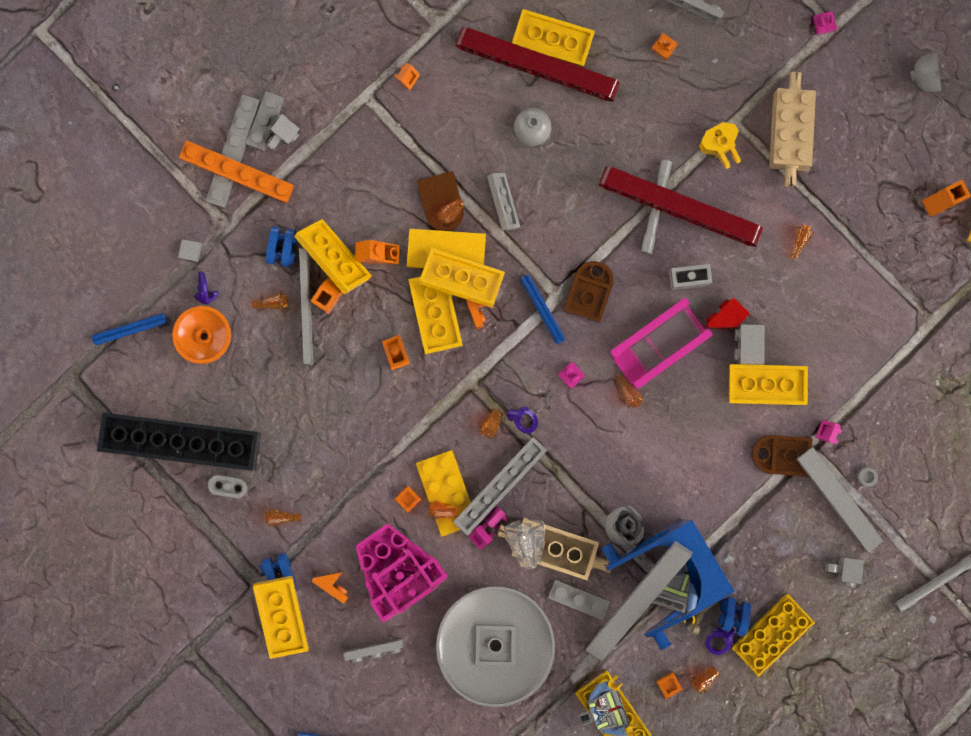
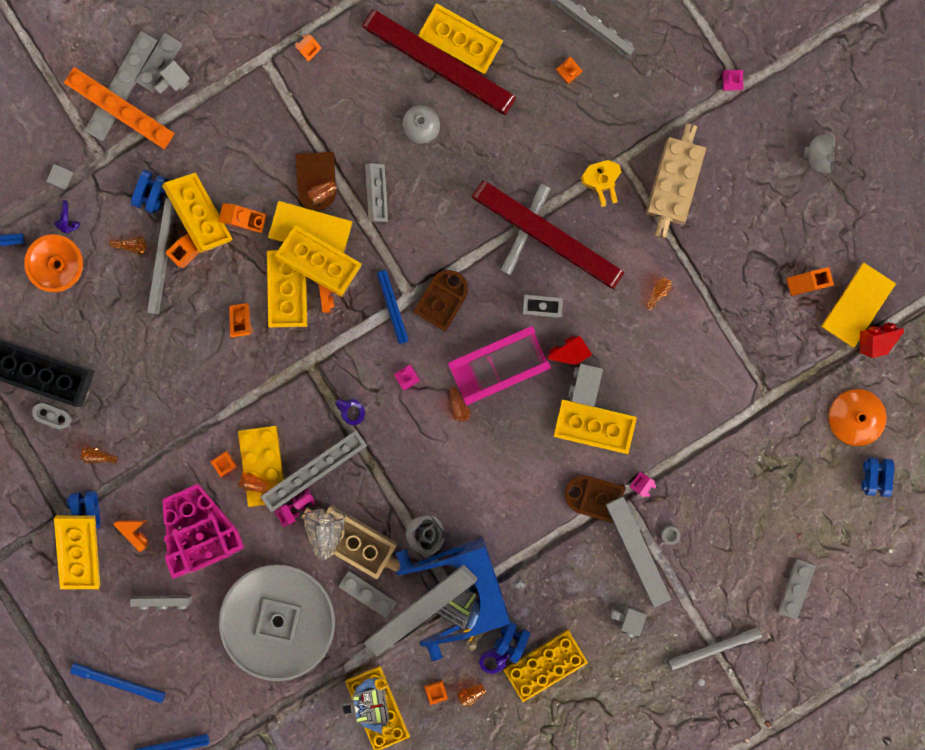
camera: 15 degrees right, 5 degrees up
(491, 424) = (319, 408): clear orange cone -> none

